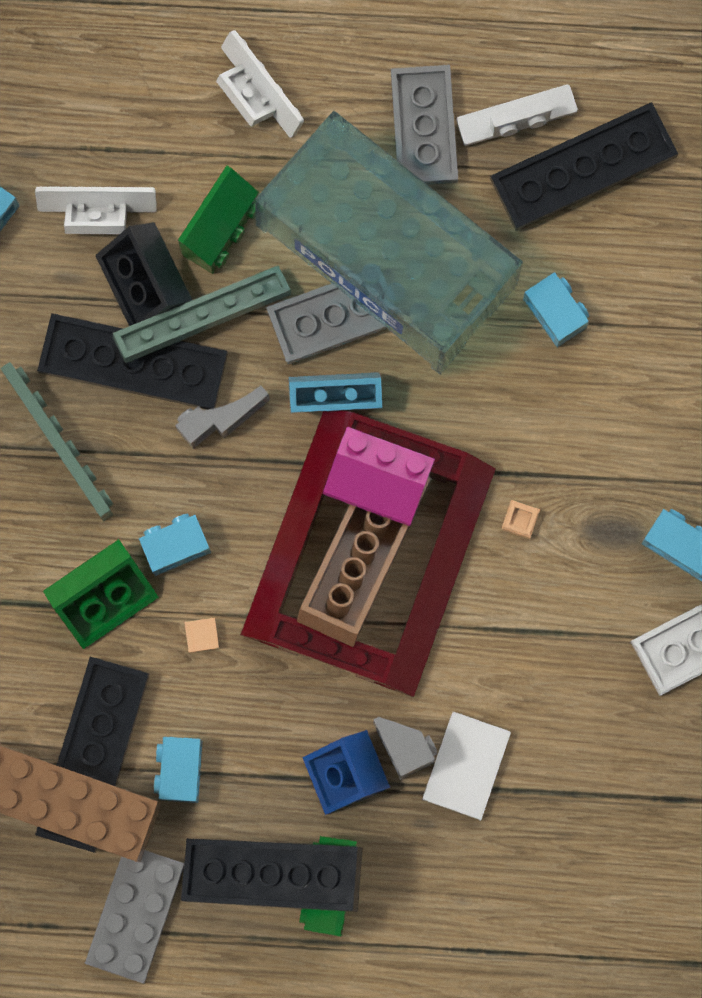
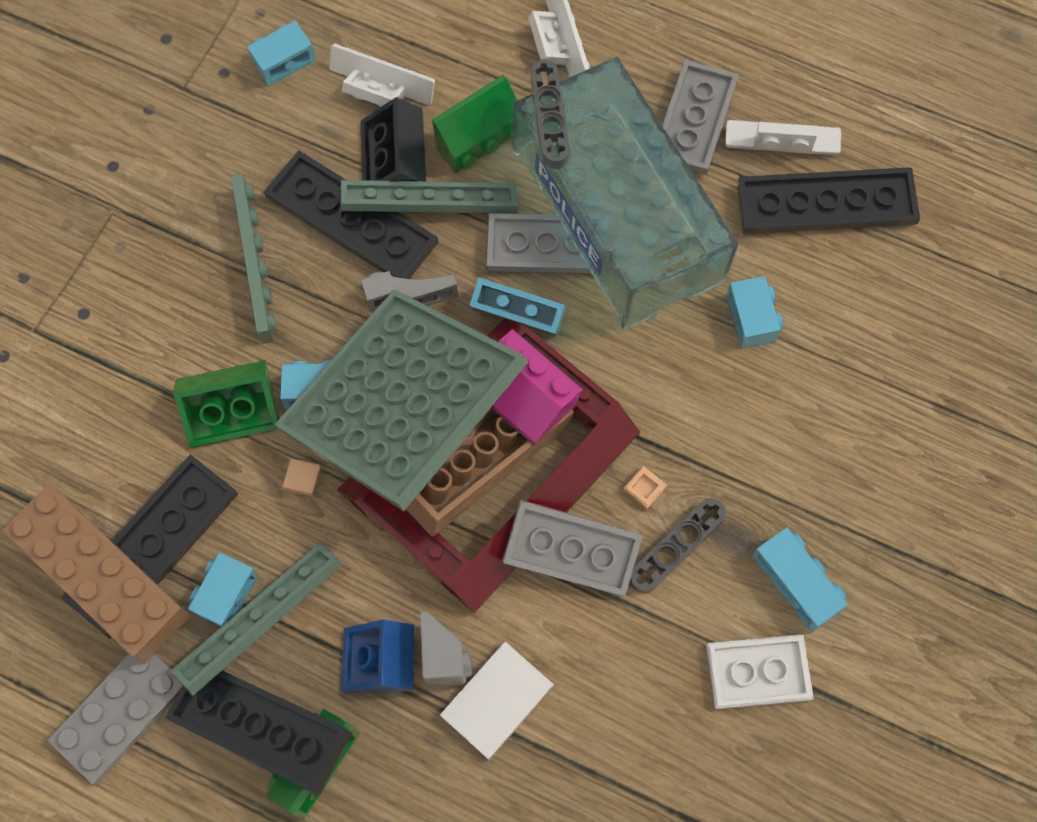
camera: 20 degrees right, 10 degrees down
(223, 781) = (255, 618): none -> sand green plate
(271, 531) = (401, 397): none -> sand green plate
(296, 201) = (549, 113): none -> dark grey beam
(479, 604) = (572, 548): none -> light grey plate
(572, 562) = (677, 545): none -> dark grey beam

